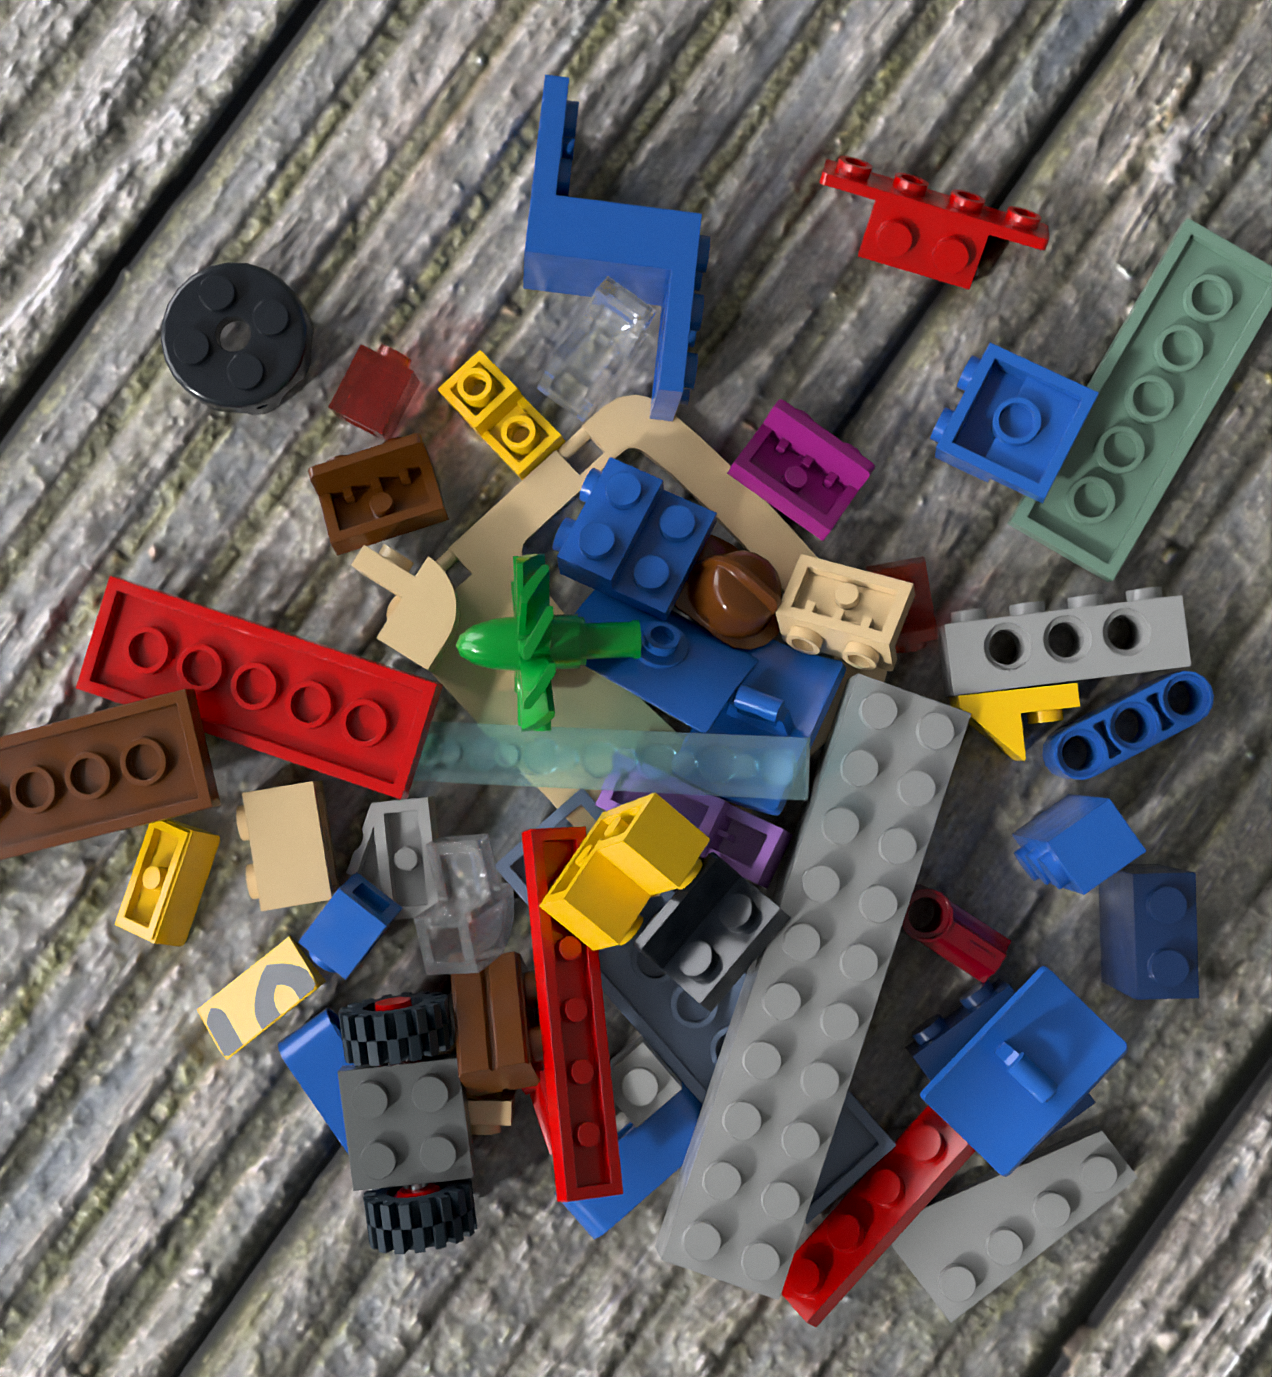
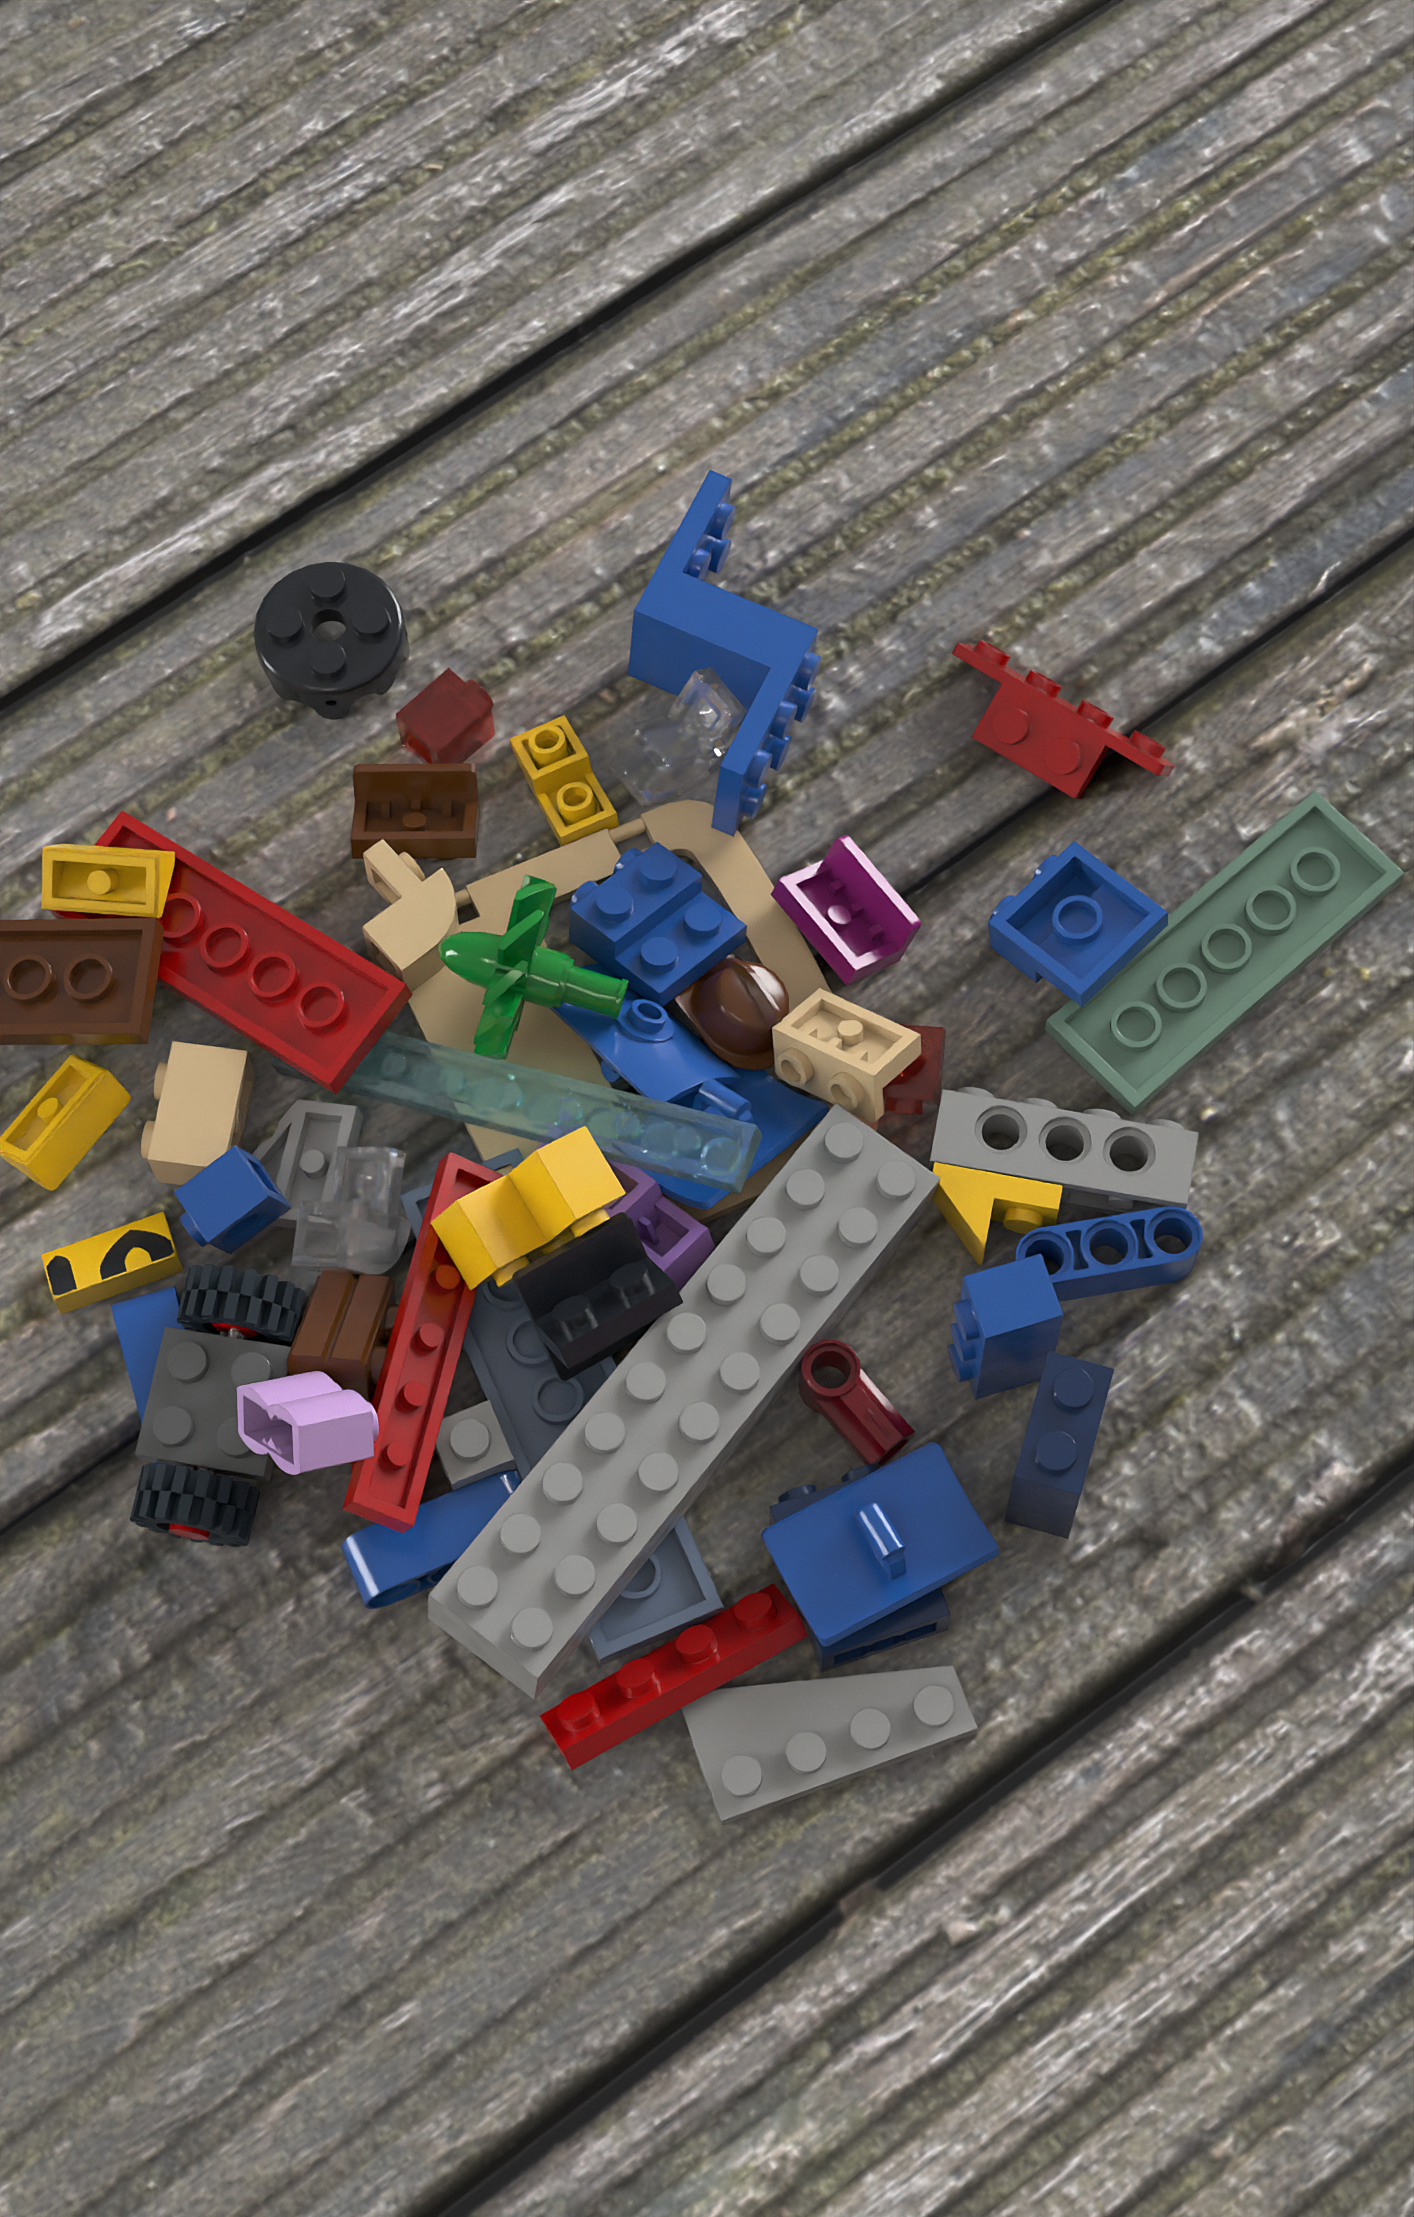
camera: 15 degrees right, 20 degrees down
(121, 650) = (106, 879): none -> yellow slope
(502, 1144) = (306, 1422): none -> lavender brick

